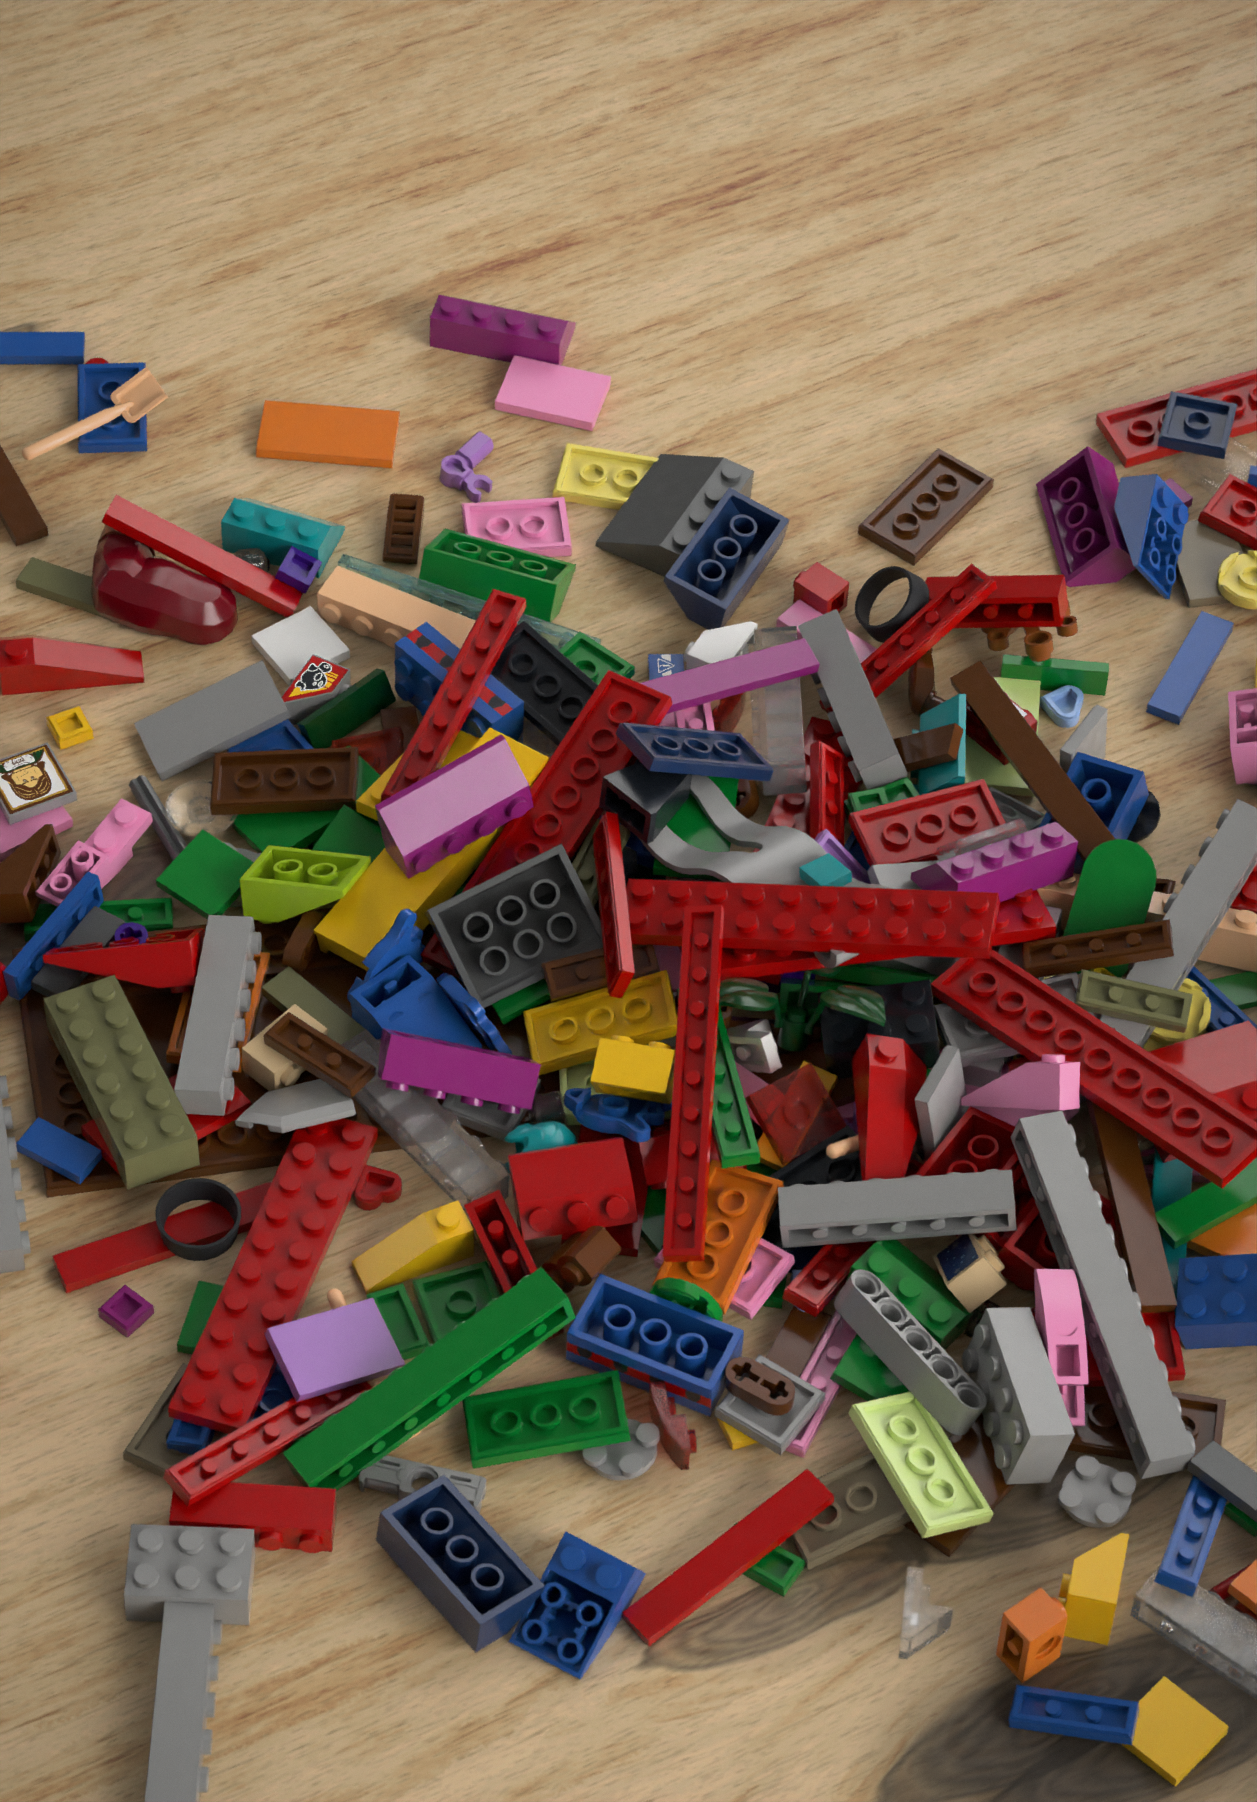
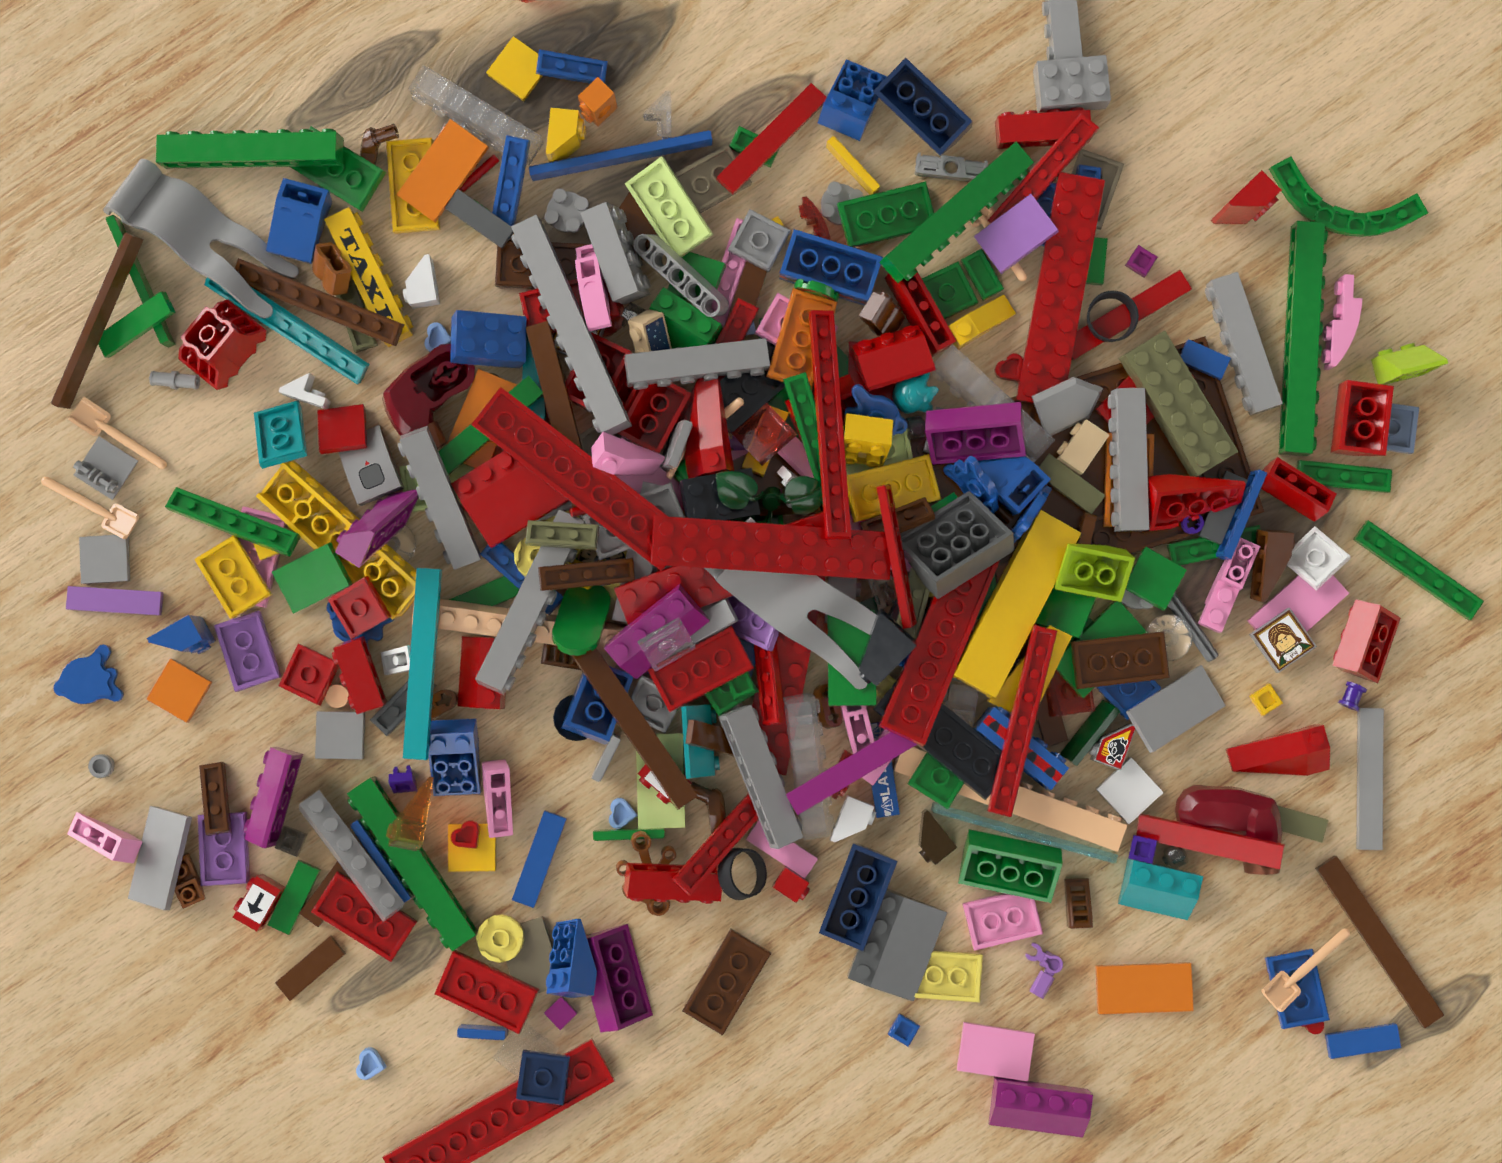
camera: 175 degrees right, 35 degrees up
(319, 1055) = (1061, 431): reddish brown tile -> none
(453, 807) = (1007, 612): slope -> none
(594, 1498) = (852, 166): none -> yellow tile
(600, 614) = (933, 839): none -> dark brown slope
(679, 429) = (903, 1029): none -> blue tile
(694, 751) = (859, 685): dark blue tile -> none
(759, 1386) = (768, 237): reddish brown beam -> none
(825, 872) = (764, 597): teal tile -> none
(981, 1562) = (620, 155): none -> blue tile

